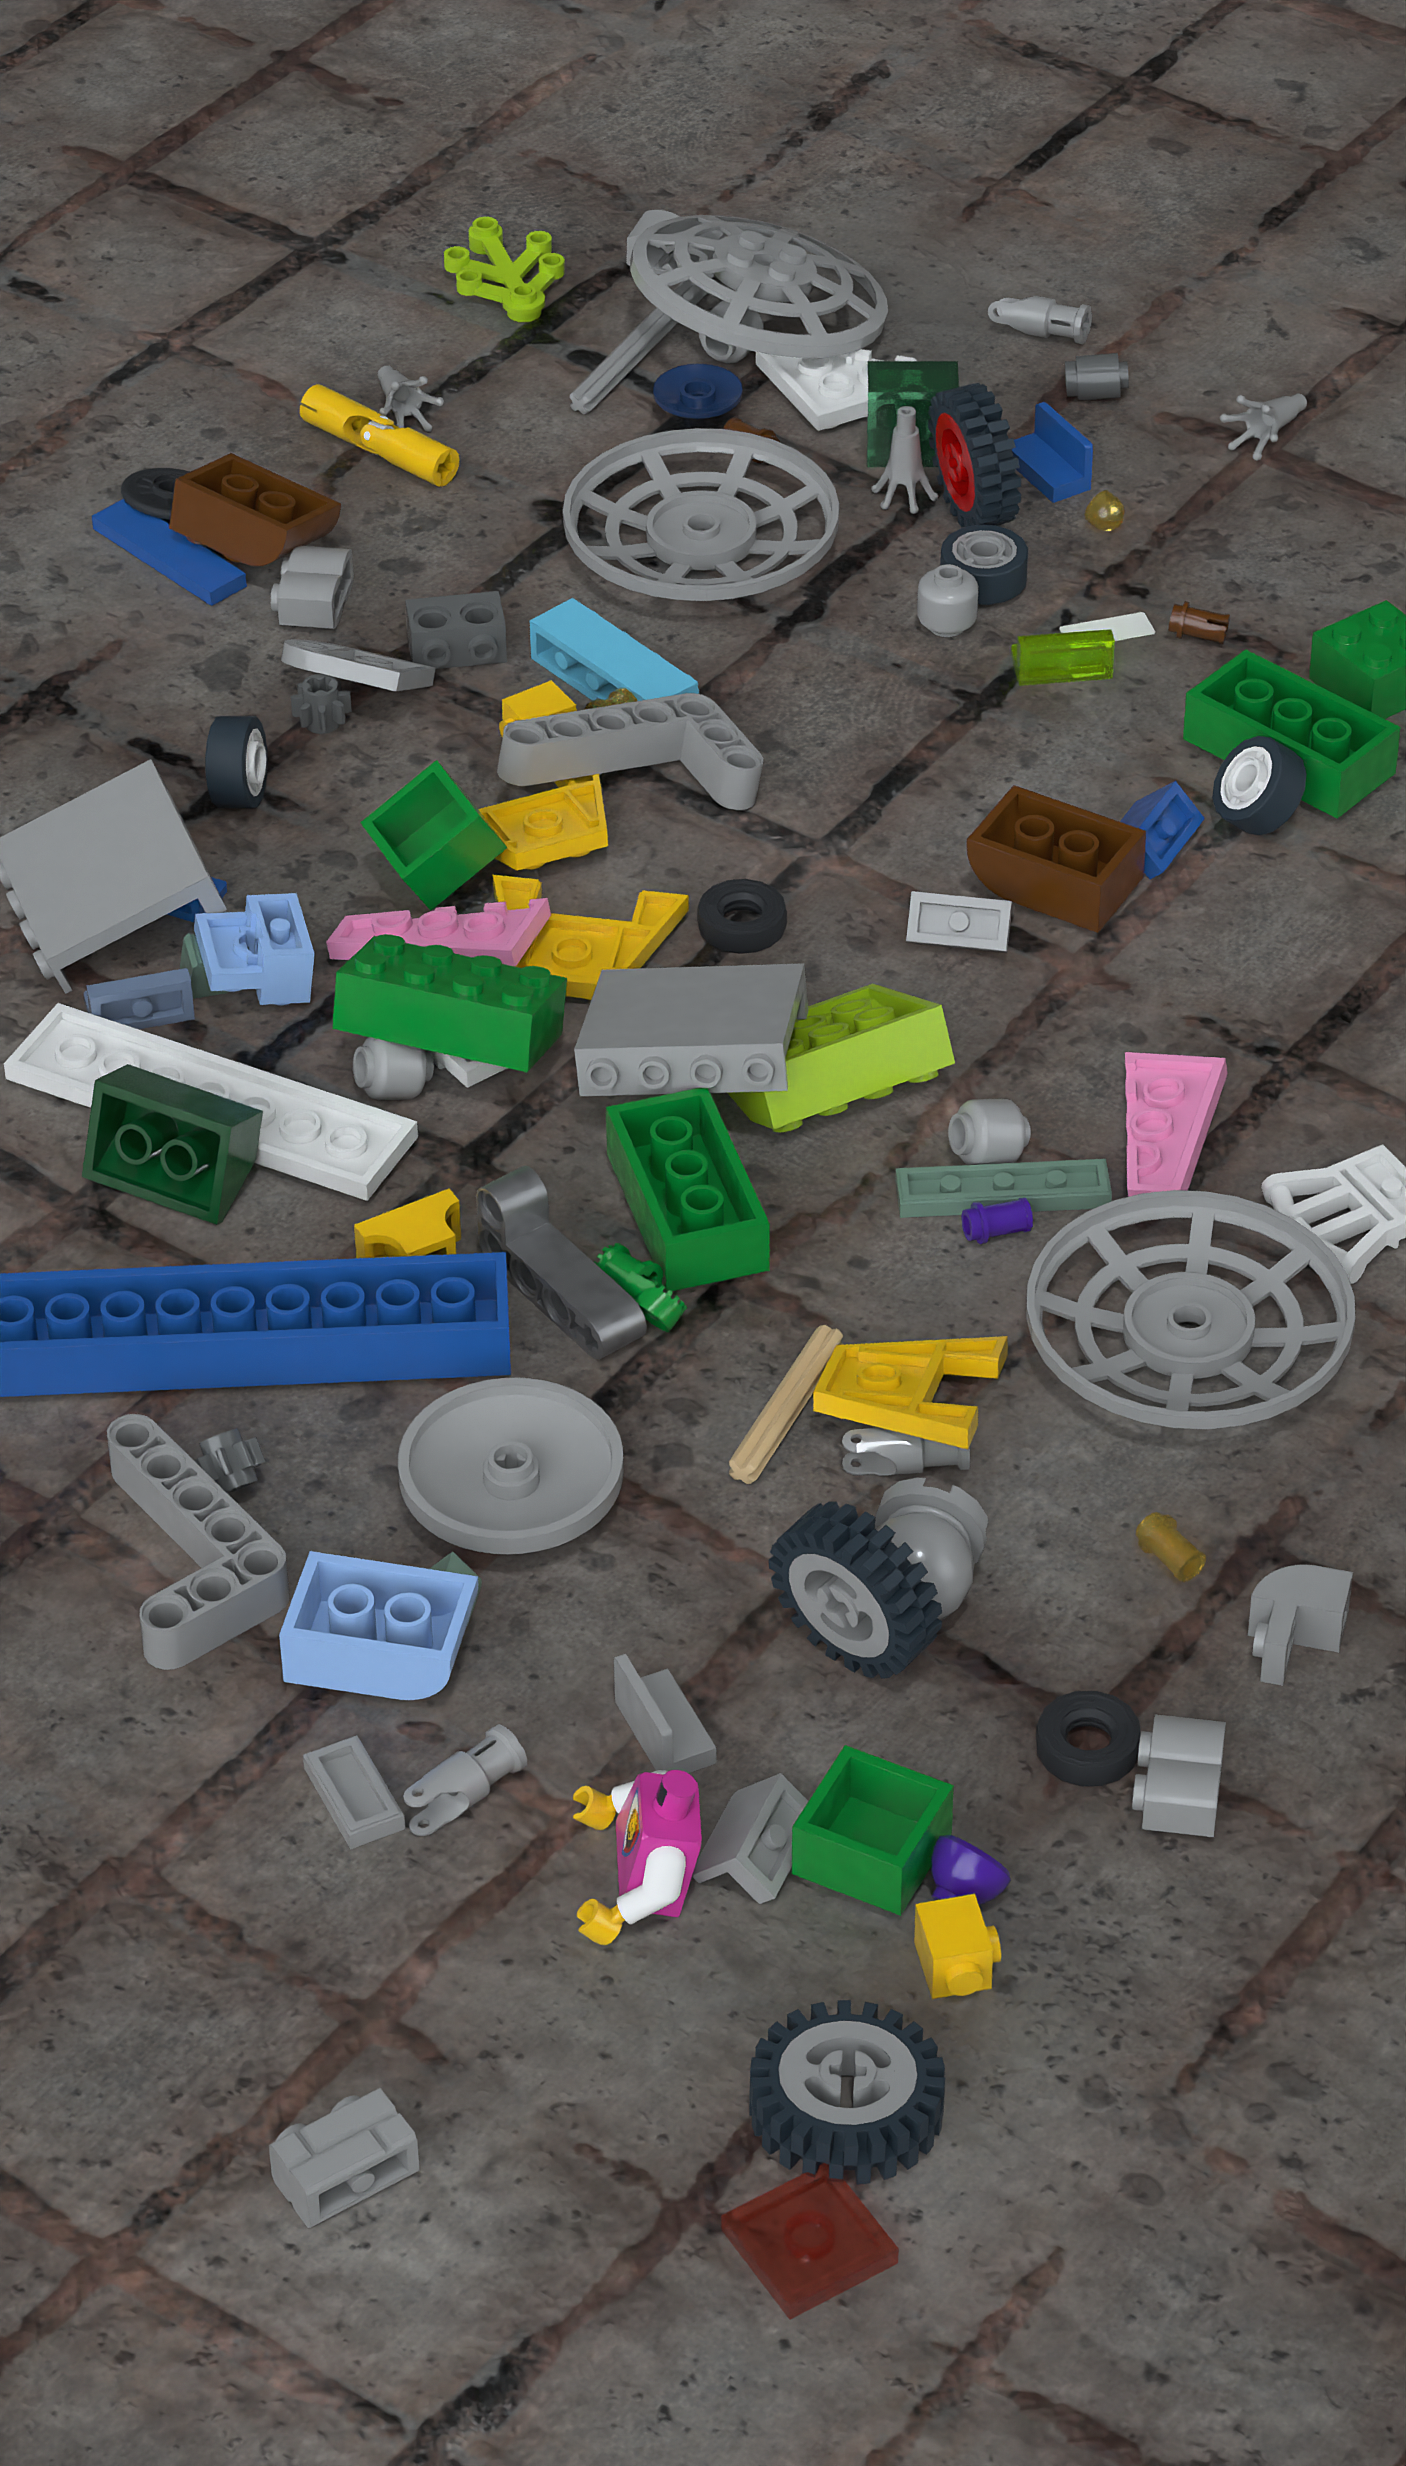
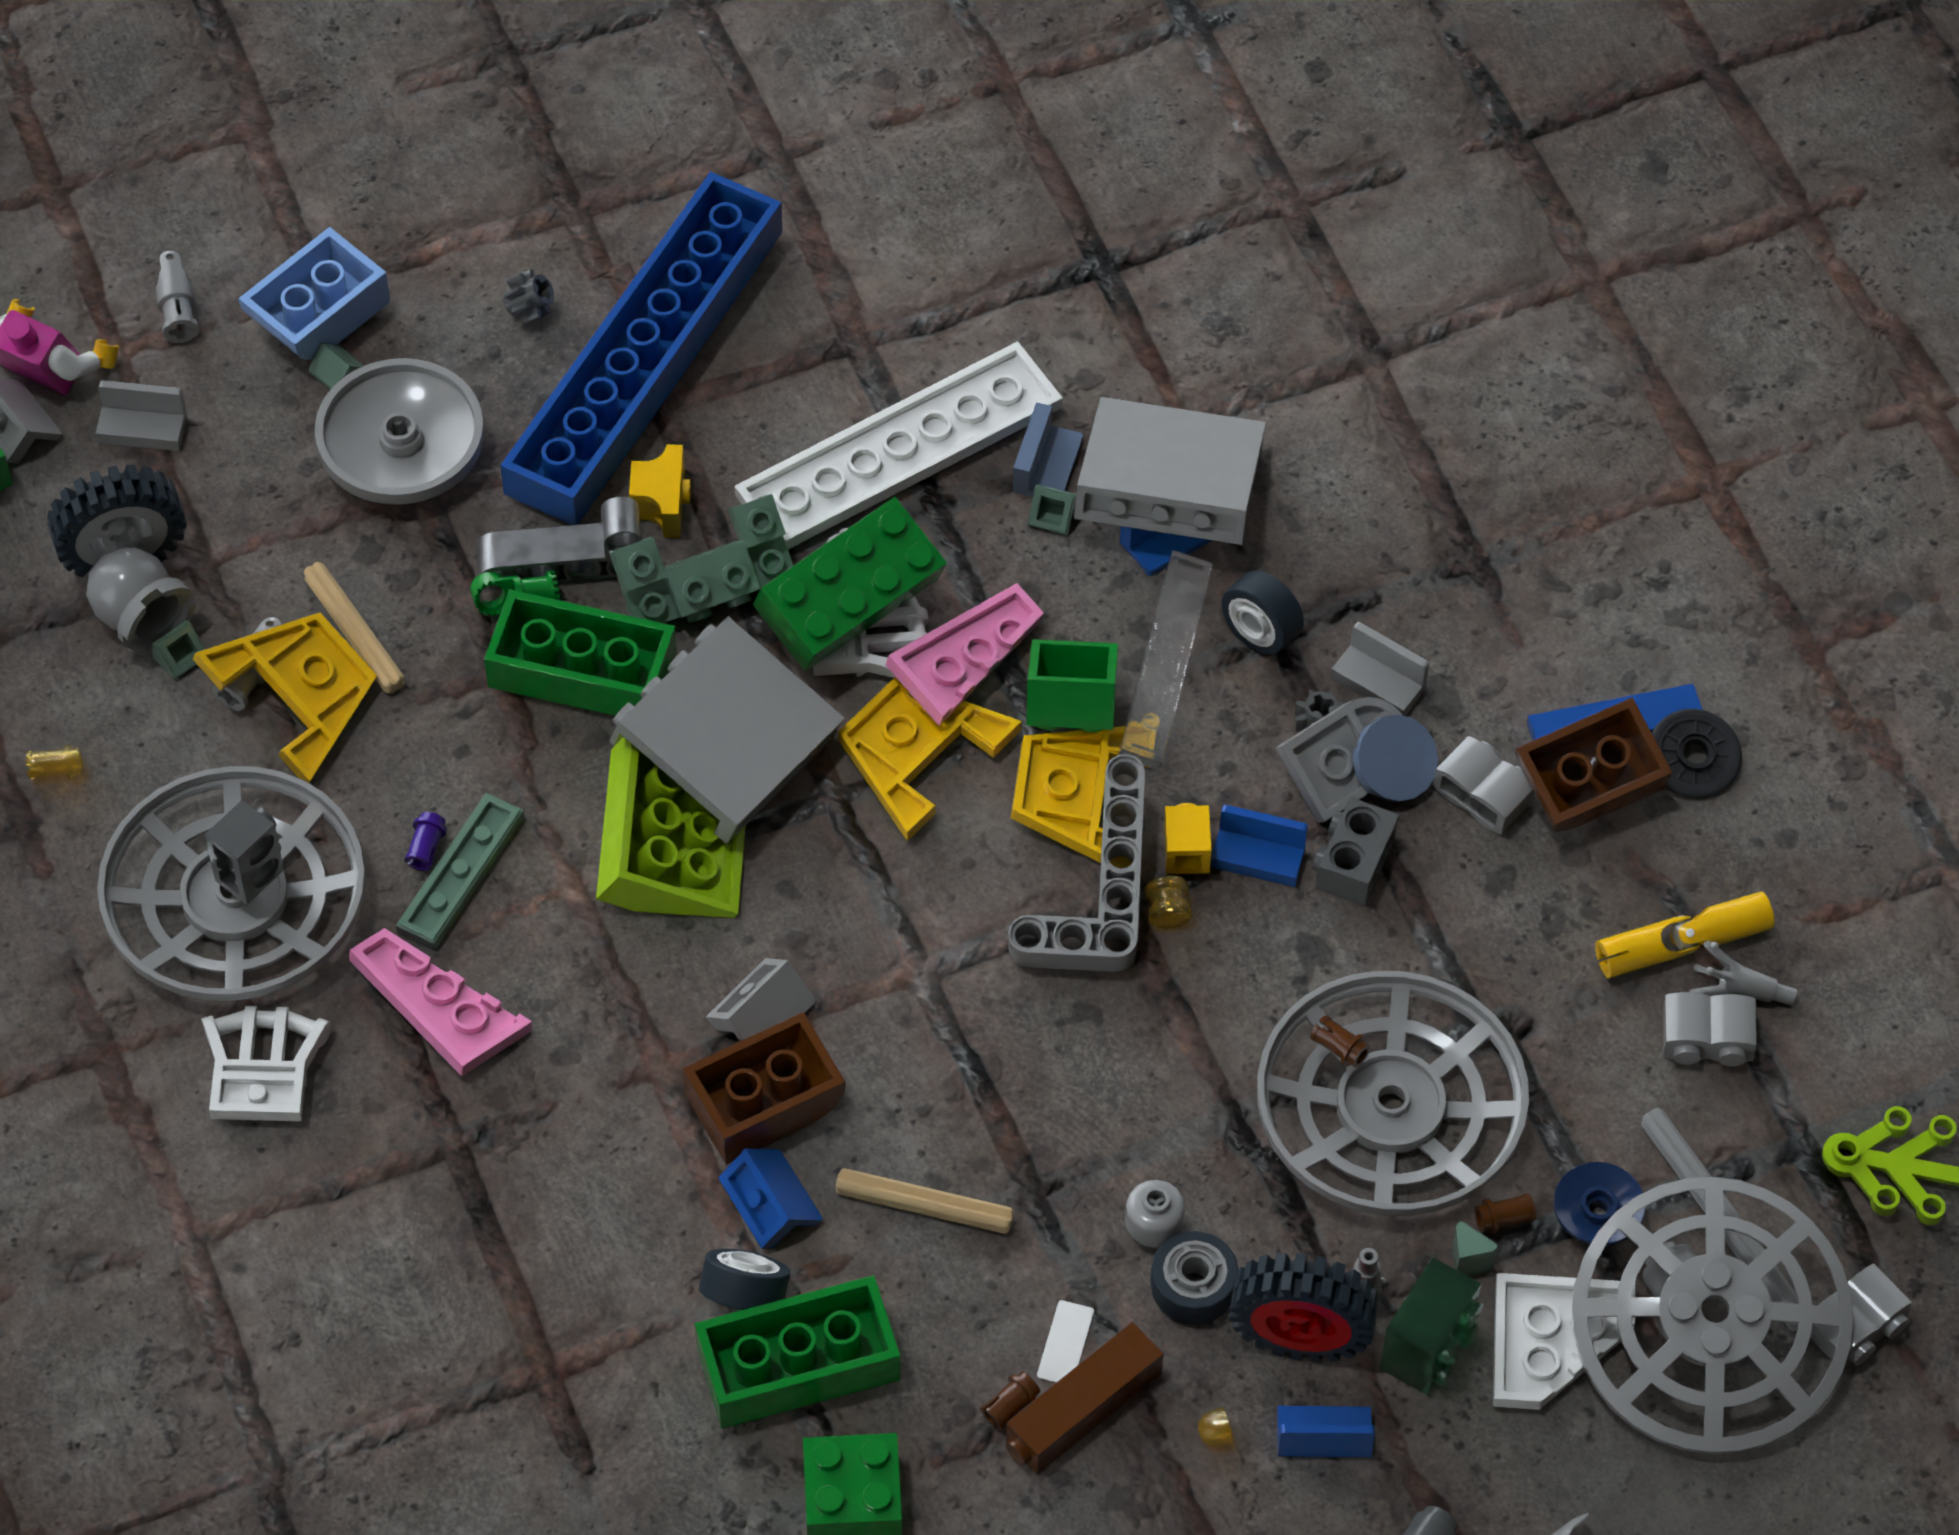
camera: 120 degrees right, 15 degrees up
(170, 1142) = (855, 388): dark green slope -> none
(233, 686) = (1381, 669): none -> light grey panel
(240, 1563) = (485, 264): light grey beam -> none
(259, 949) = (1024, 527): light blue brick -> none
(310, 822) = (1166, 659): none -> clear tile
(335, 635) = (1395, 758): none -> sand blue tile
(353, 1792) = (220, 251): light grey tile -> none
(470, 392) = (1709, 1028): none -> light grey brick
(493, 683) = (1259, 845): none -> blue panel
(499, 1137) = (707, 578): none -> sand green bracket
(601, 657) = (1230, 933): medium azure brick -> none
(691, 526) = (1341, 1042): none -> reddish brown pin
(742, 936) = (872, 892): black tyre -> none
(814, 435) = (1472, 1251): none -> sand green slope
(988, 1132) = (507, 878): light grey head -> none
(1059, 747) = (924, 1200): none -> tan axle
(1064, 657) = (1040, 1274): clear neon green panel -> none
(1155, 578) = (1083, 1398): none -> reddish brown brick
(1174, 1249) = (245, 851): none -> dark grey brick

